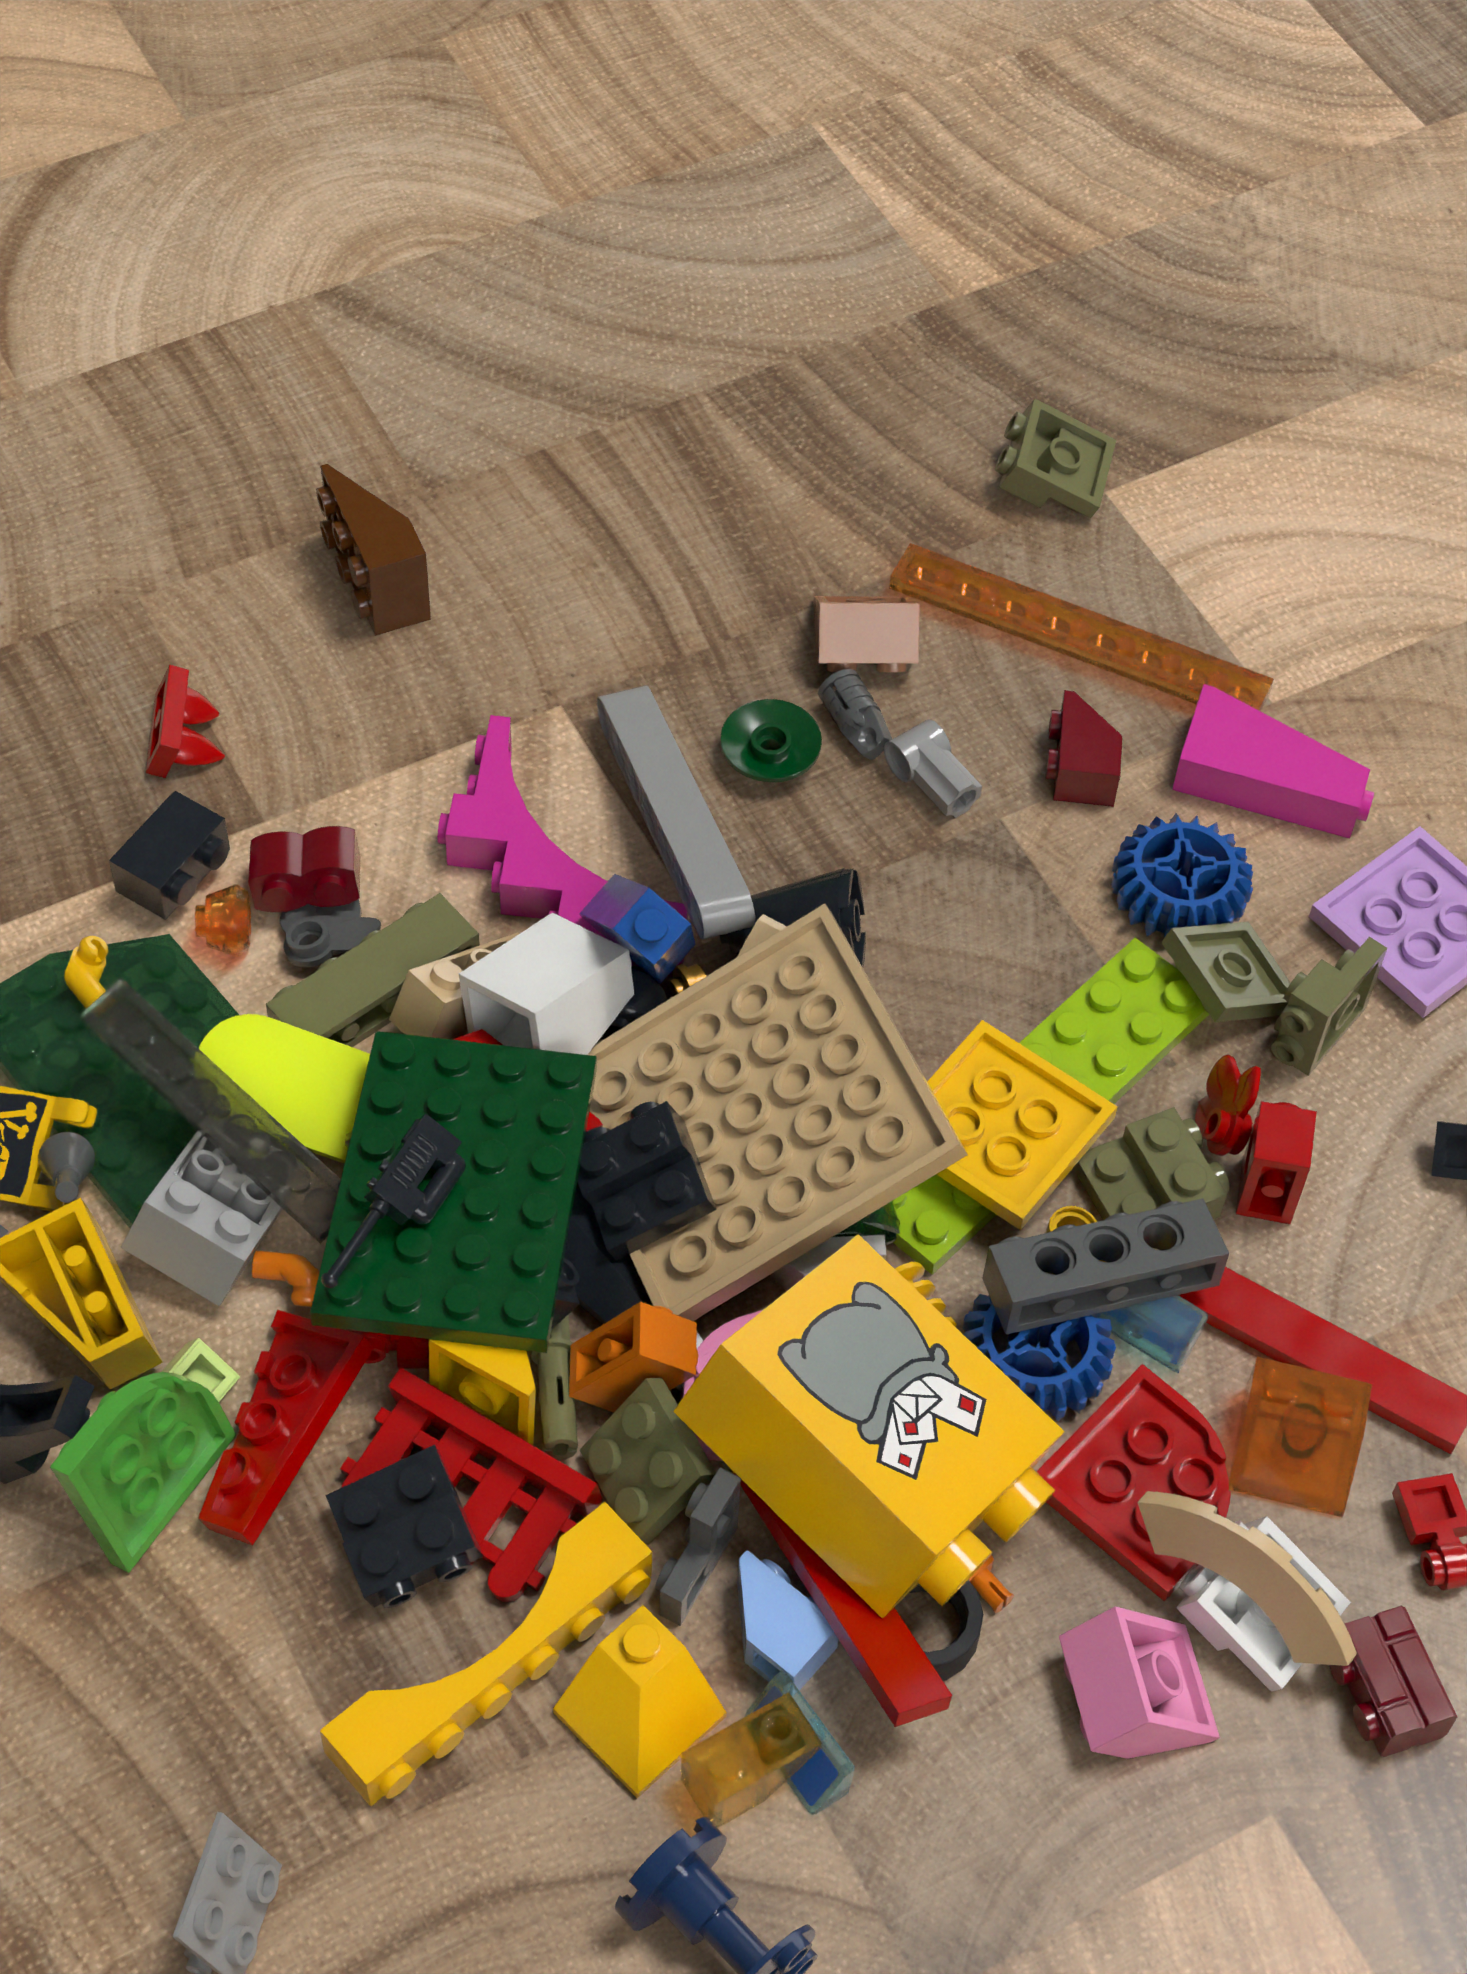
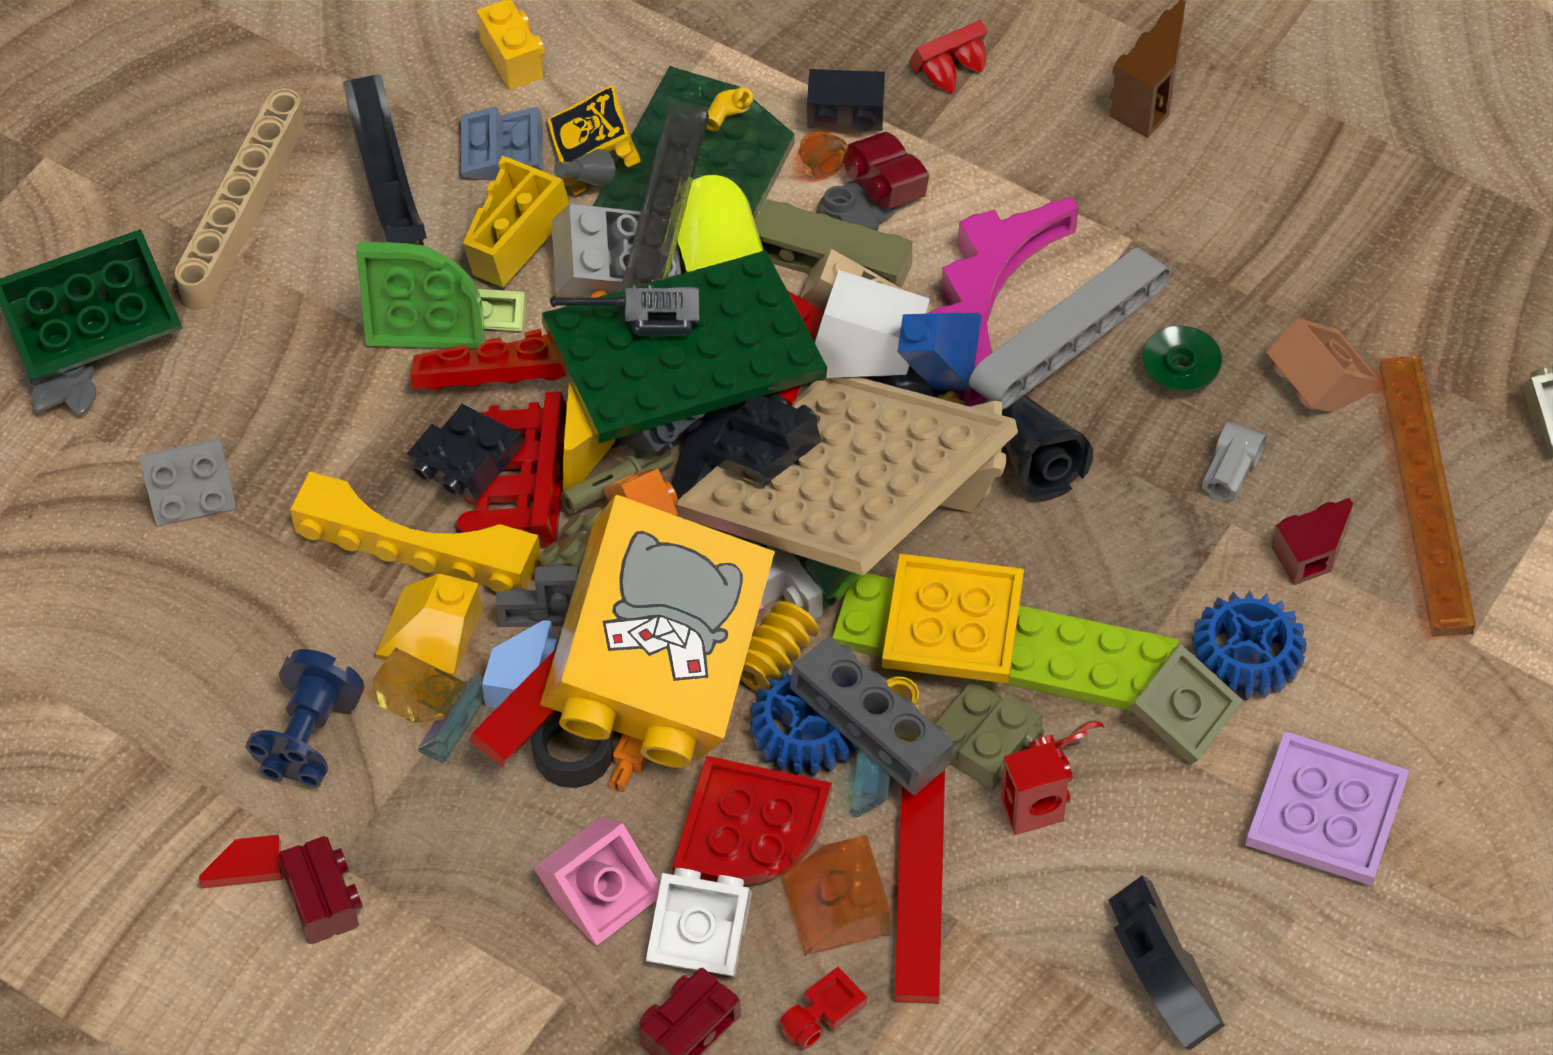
camera: 65 degrees right, 0 degrees up
(855, 712) = (1247, 394): dark grey hinge -> none
(1256, 1566) = (696, 891): tan tile -> none
(1269, 768) = (1389, 650): dark pink slope -> none
(1325, 1005) = (1190, 772): olive plate -> none

